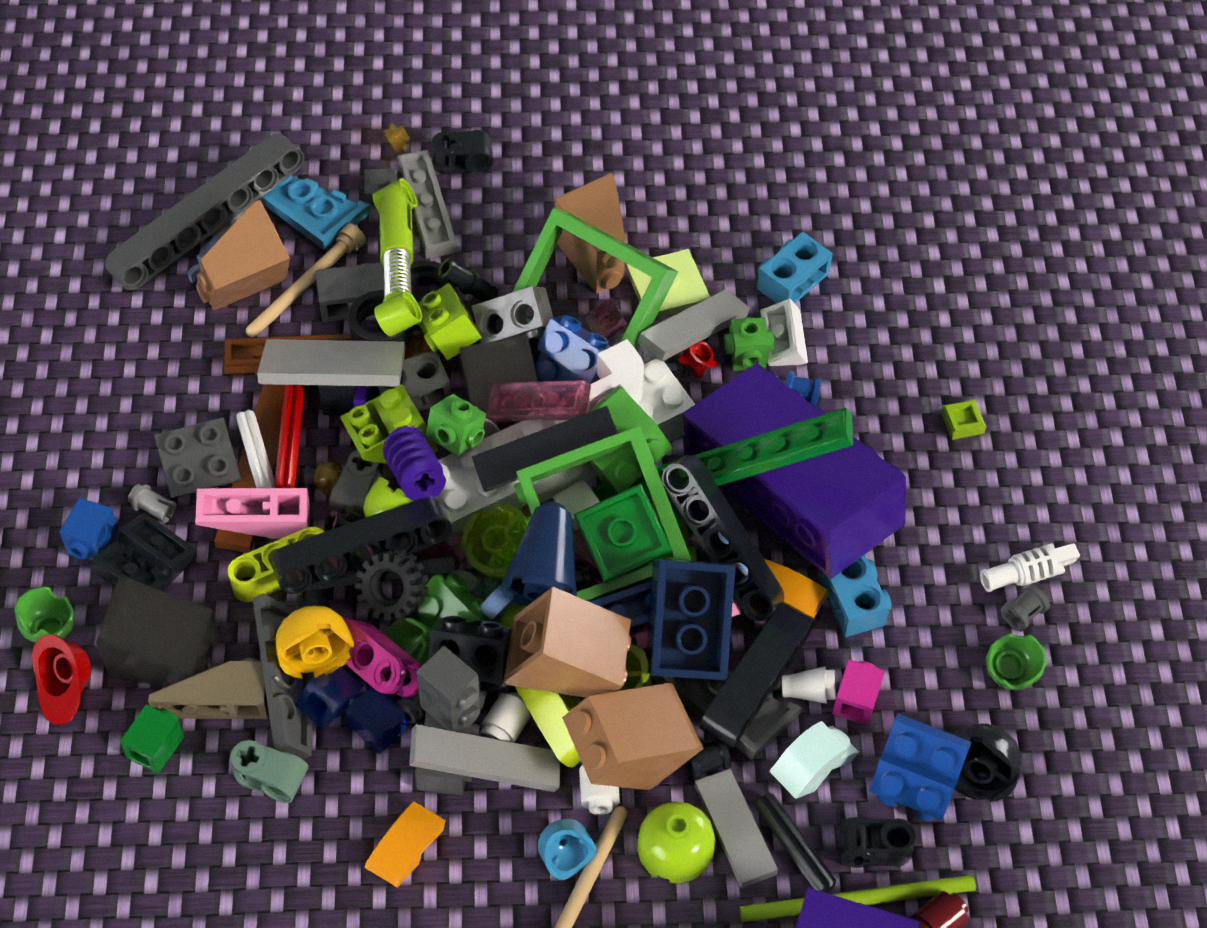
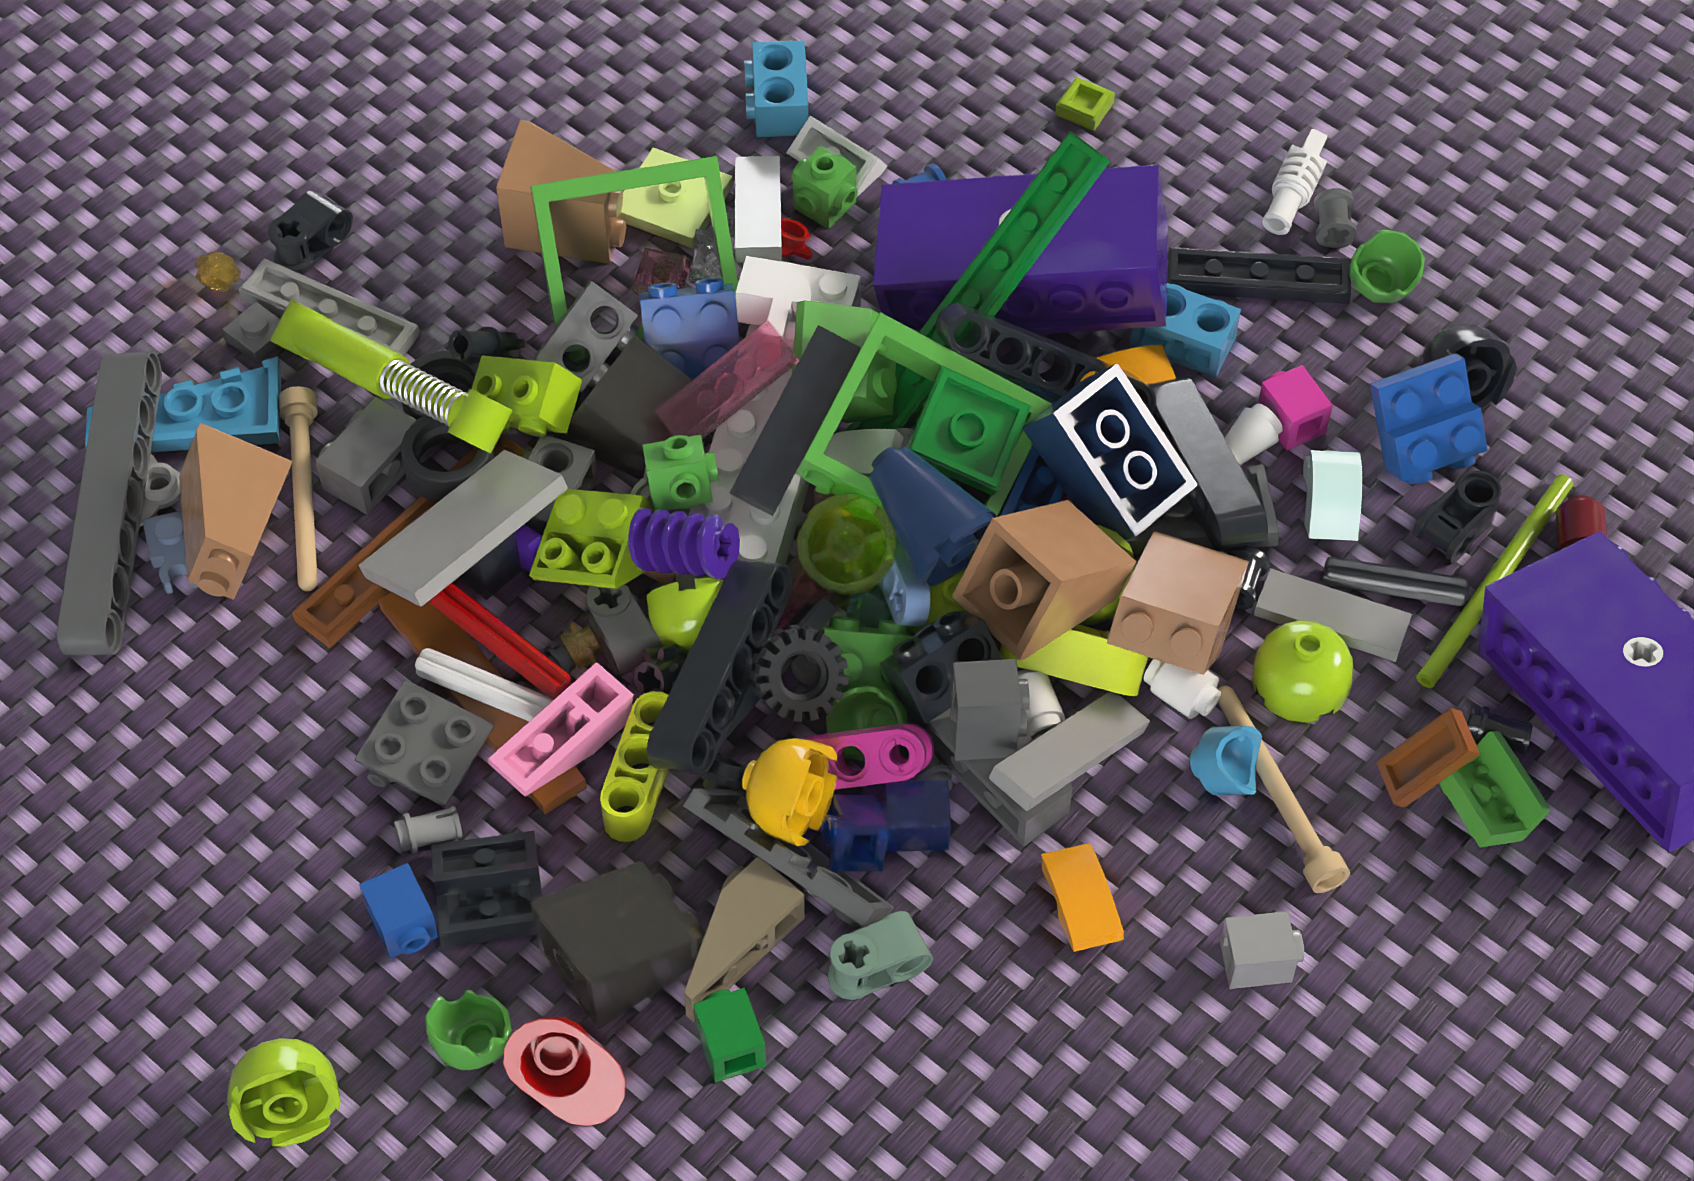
camera: 45 degrees left, 0 degrees up
(939, 601) = (1260, 275): none -> black tile

